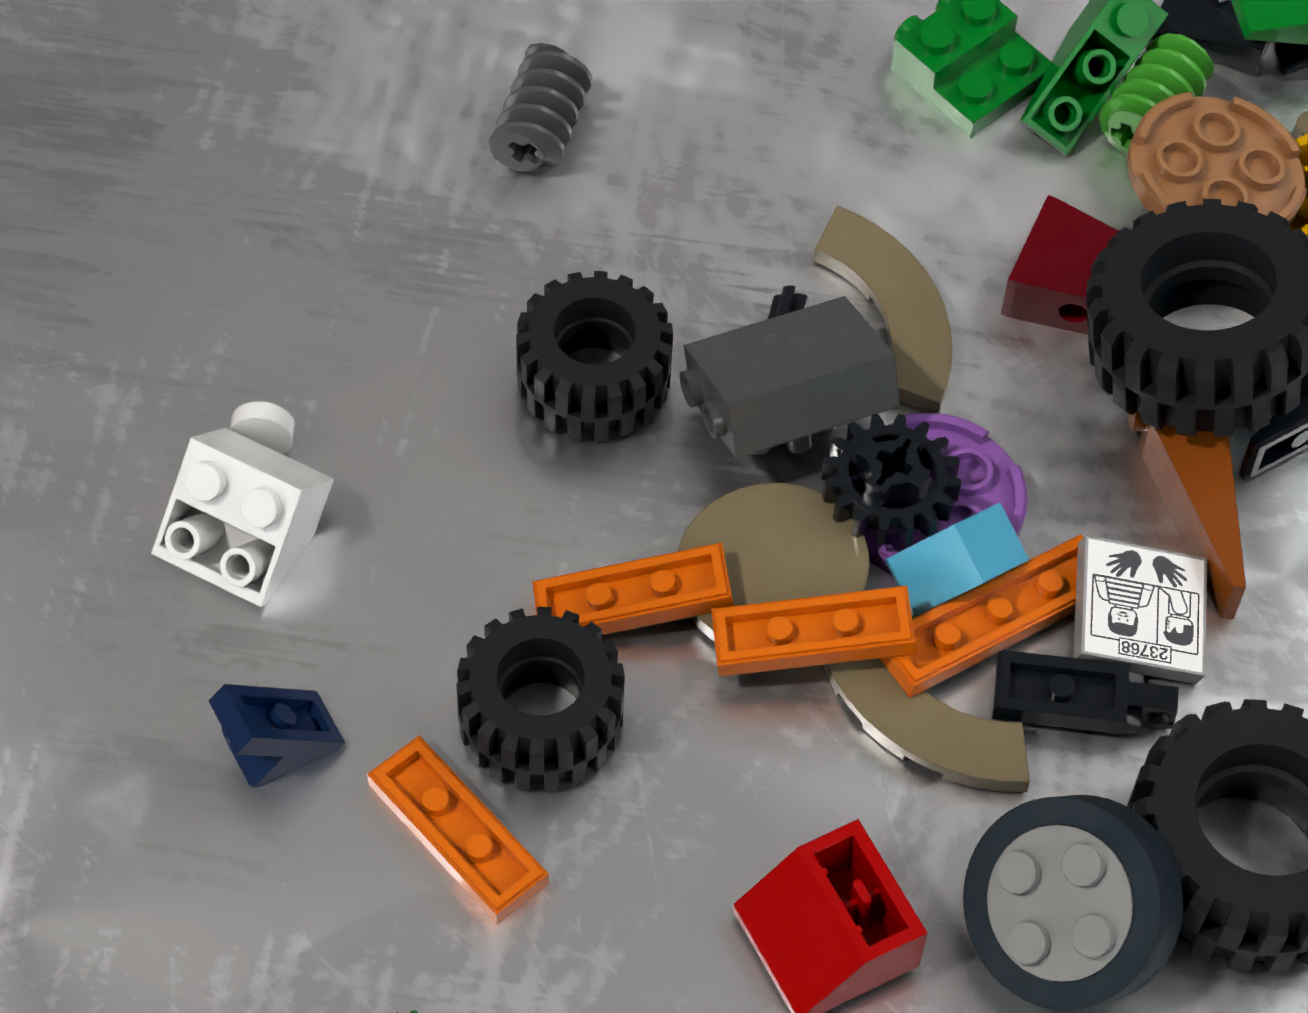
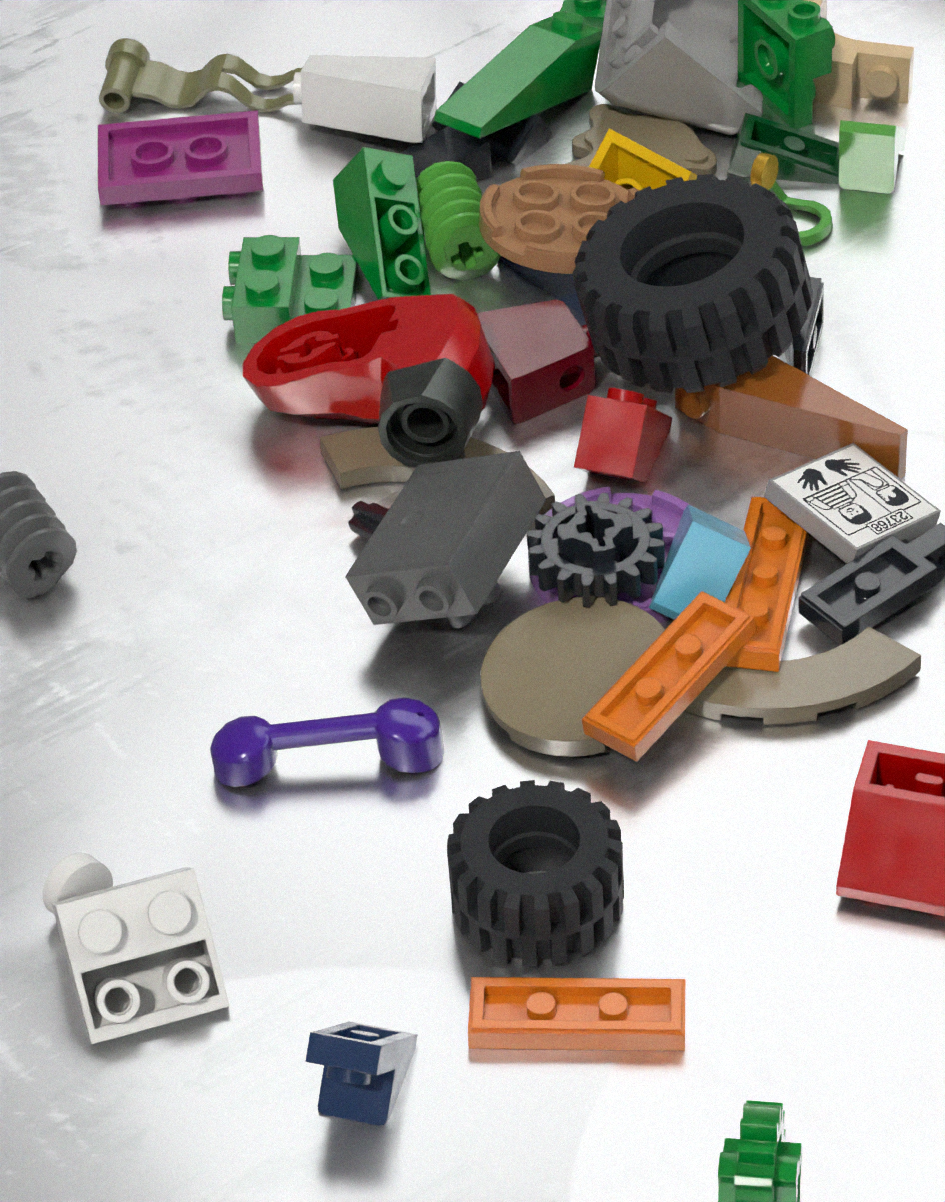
camera: 40 degrees left, 15 degrees down
(598, 315) = (277, 642): black tyre -> none
(599, 499) = (404, 730): none -> dark purple piece
(641, 590) = (512, 751): orange tile -> none
(939, 196) = (390, 362): none -> red piece
(1041, 398) = (621, 435): none -> red slope

